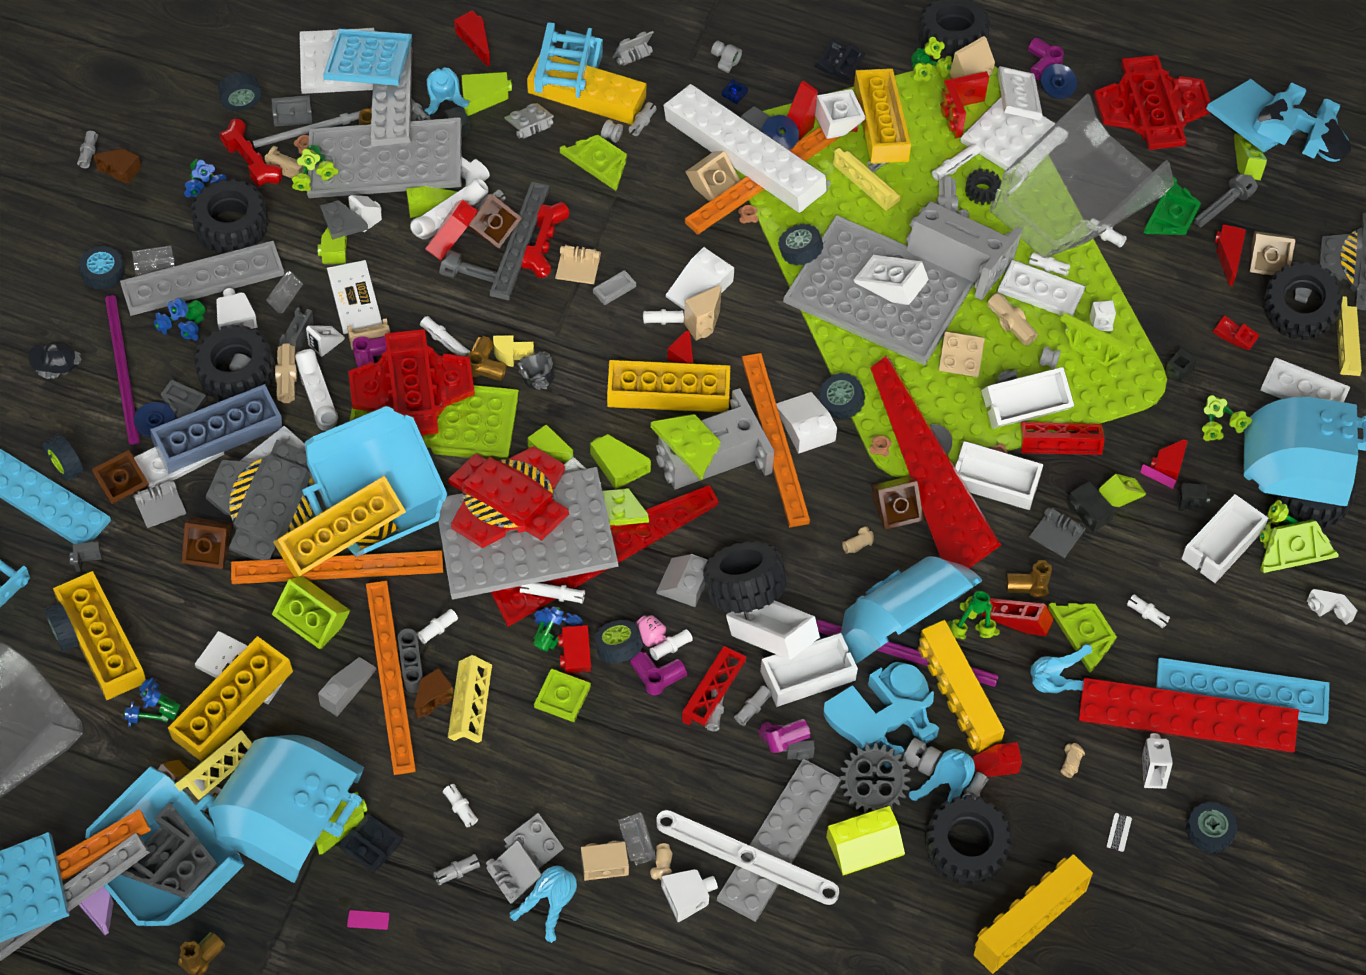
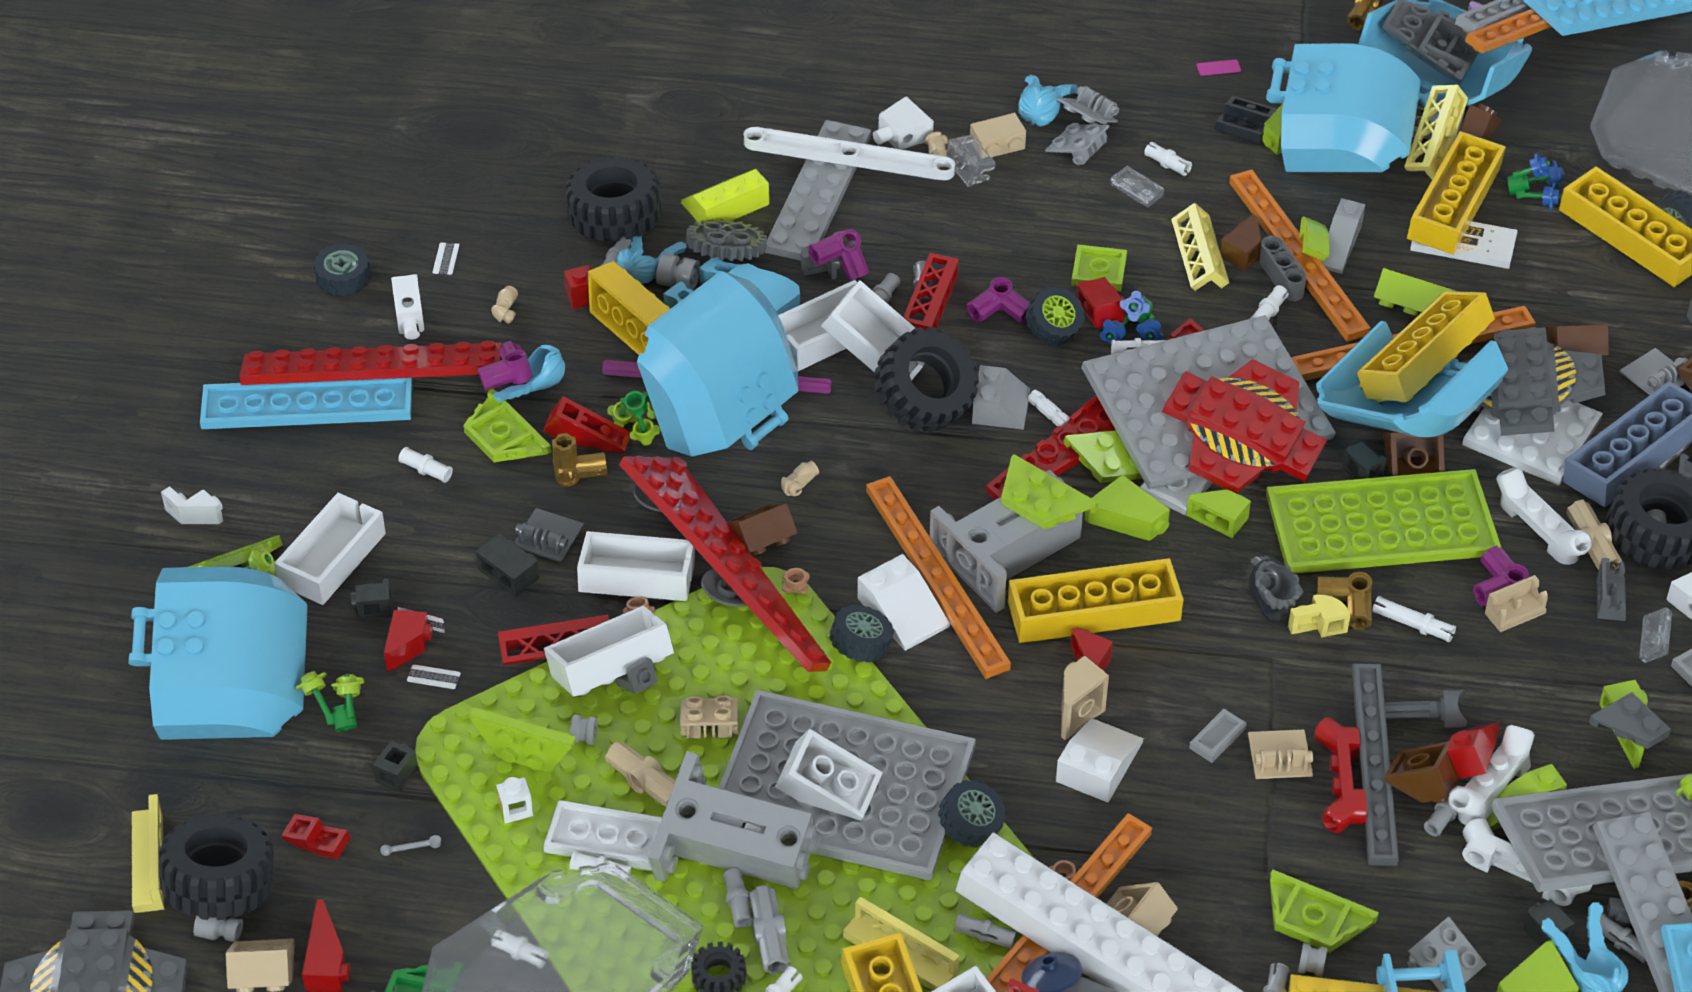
camera: 170 degrees right, 10 degrees down
(323, 338) = (1571, 584): white slope -> none
(354, 295) = (1561, 654): white tile -> none
(366, 209) = (1609, 751): white slope -> none
(371, 677) = (1314, 238): none -> lime slope
(412, 380) = (1425, 526): red plate -> none
(456, 869) = (1147, 109): light grey pin -> none
(499, 778) = (1137, 186): none -> clear plate
(648, 567) = (1048, 408): none -> white axle
(651, 630) = (1022, 339): bright pink head -> none
(663, 317) = (1135, 701): white pin -> none
(670, 644) = (994, 334): white pin -> none
(1032, 913) = (534, 152): yellow brick -> none
(1072, 684) = (512, 368): none -> magenta piece
(1121, 490) = (467, 590): lime slope -> none
(1150, 438) = (433, 676): none -> sticker
(1155, 318) = (434, 841): none -> light grey hinge
(1289, 381) = (215, 779): white tile -> none

